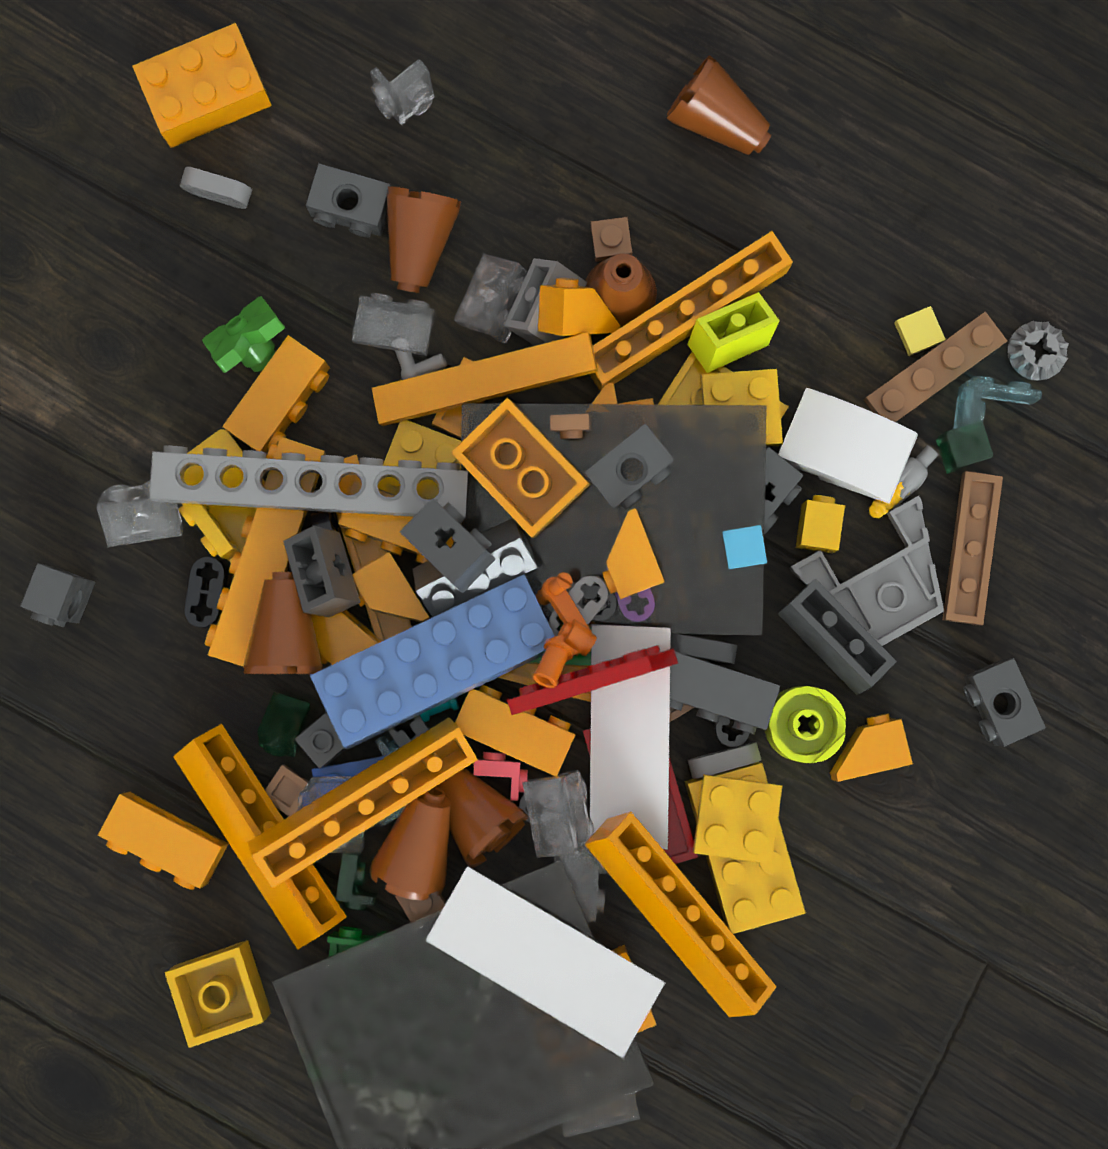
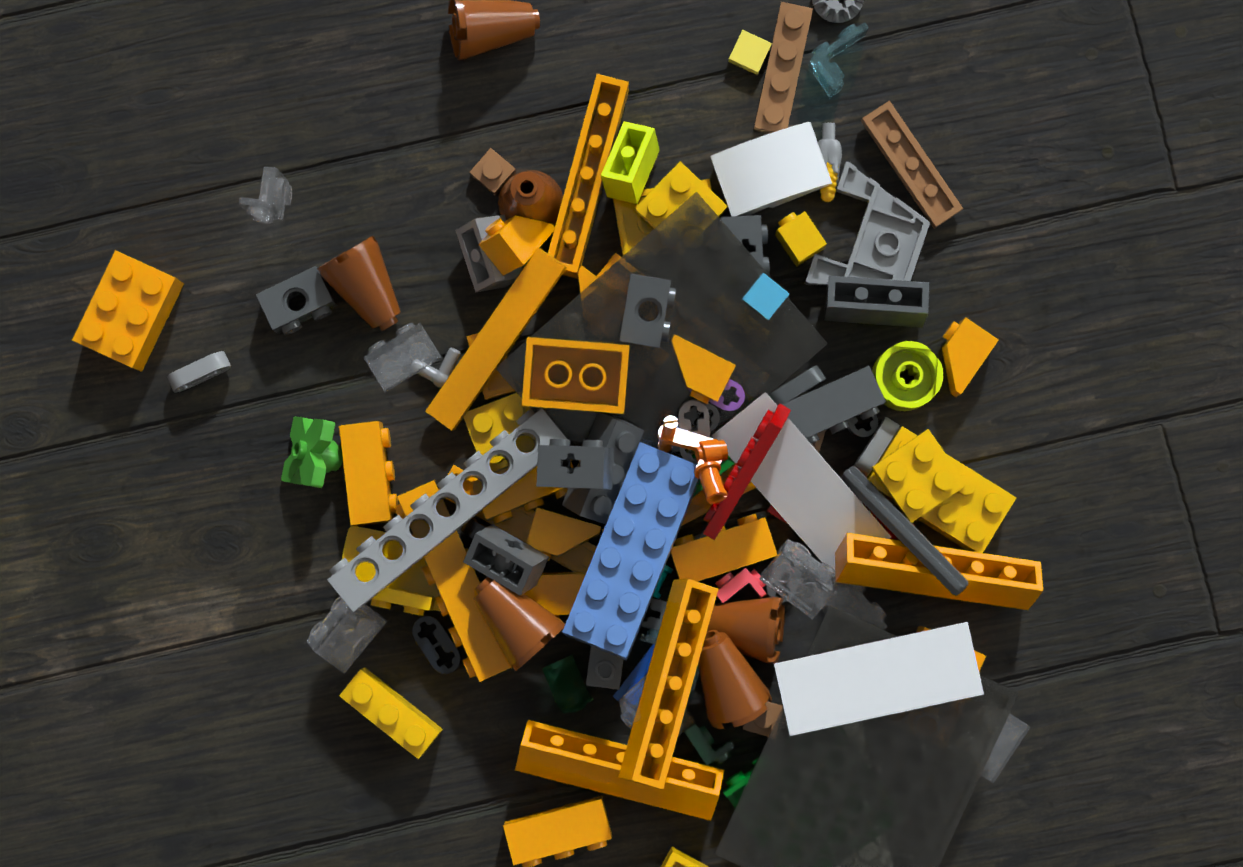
camera: 40 degrees left, 0 degrees up
(57, 595) = (343, 734): dark grey brick -> none
(115, 614) = (391, 712): none -> yellow brick
(285, 790) = (609, 724): medium nougat plate -> none
(491, 296) = (449, 280): clear bracket -> none
(570, 425) = (582, 318): medium nougat plate -> none
(682, 856) = (905, 531): none -> dark grey axle
(964, 446) = (847, 103): clear green bracket -> none
(1021, 715) = (1039, 244): dark grey brick -> none

